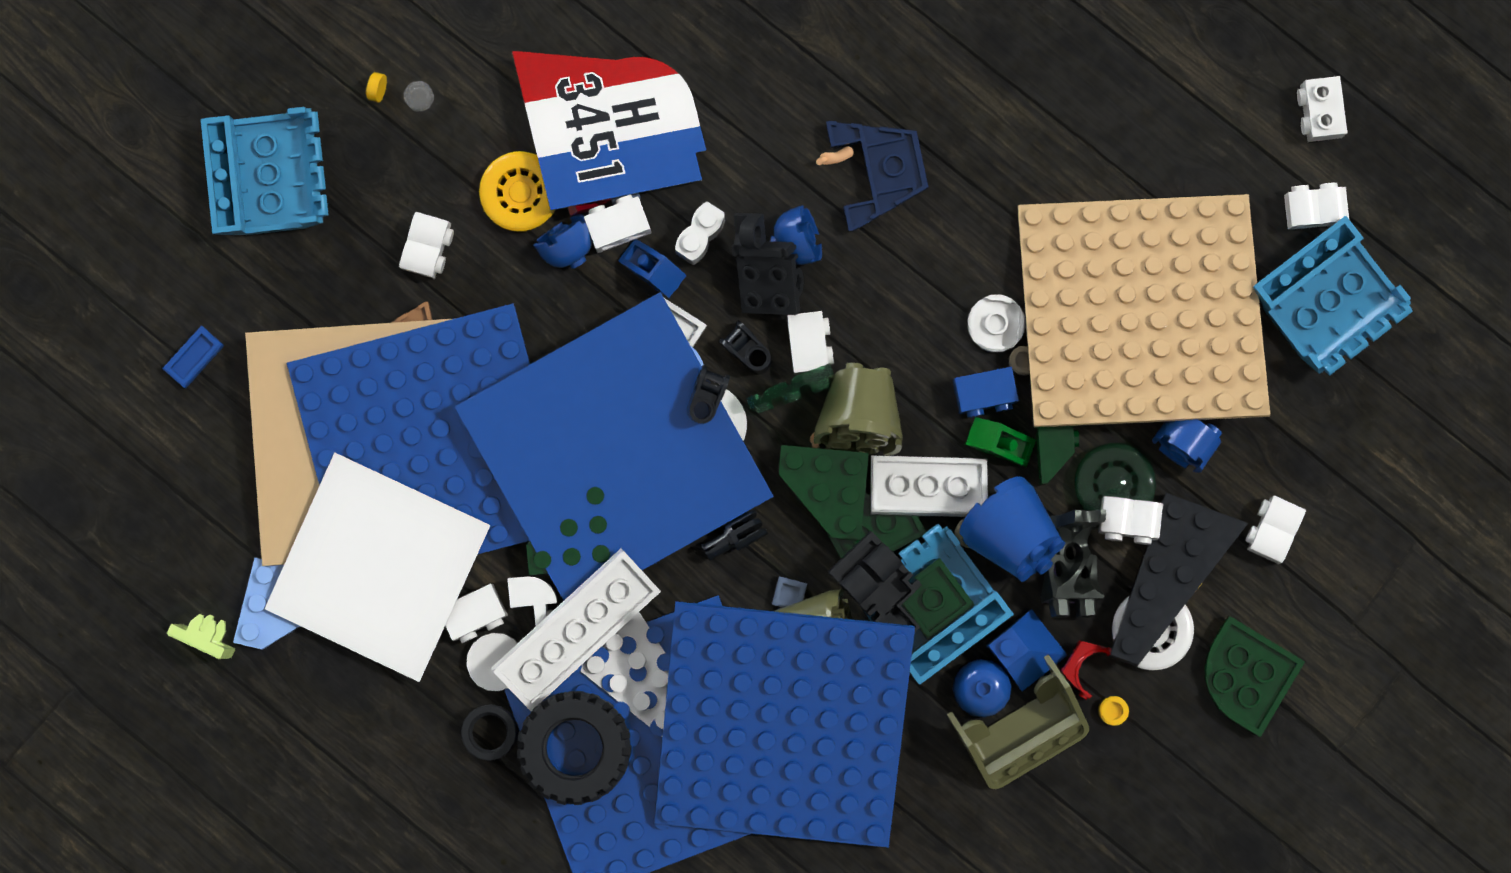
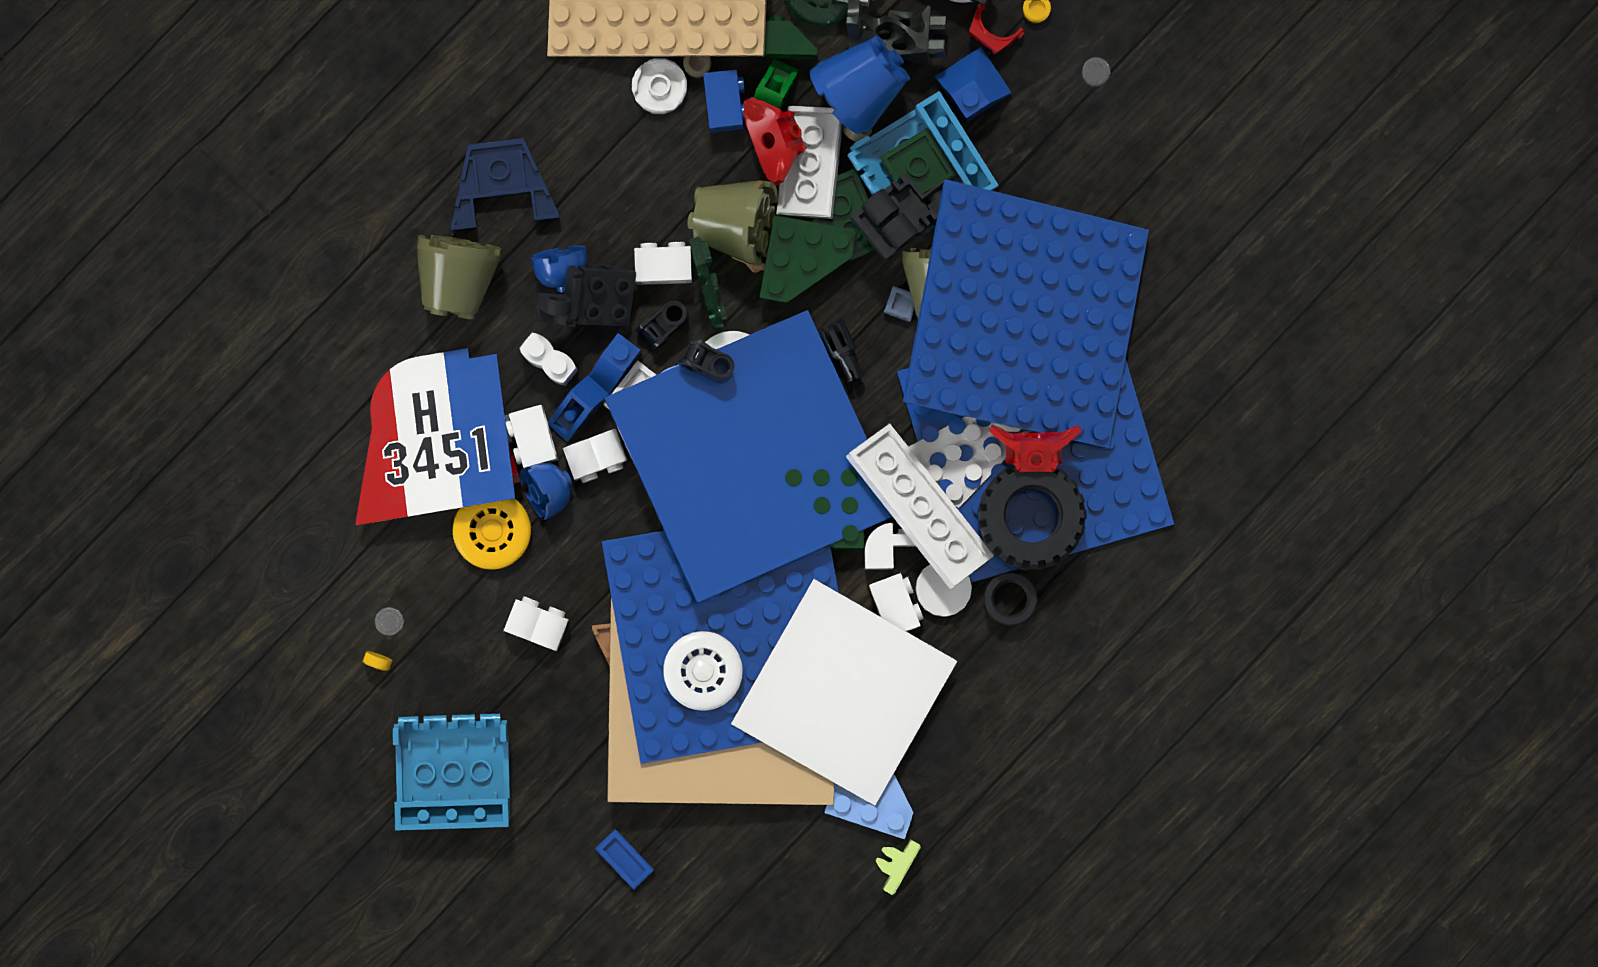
camera: 85 degrees left, 0 degrees up
(385, 418) = (702, 670): none -> white wheel
(603, 289) = (595, 455): none -> white brick
(641, 745) = (1035, 449): none -> red piece
(701, 301) = (615, 363): none -> blue slope
(779, 128) = (455, 274): none -> olive cone
(835, 157) = (485, 221): light nougat piece -> none
(949, 447) = (769, 121): none -> red piece
(982, 688) = (1005, 129): blue cylinder -> none
(1026, 735) = (1052, 89): olive windscreen -> none
(1052, 778) = (1095, 71): none -> clear tile

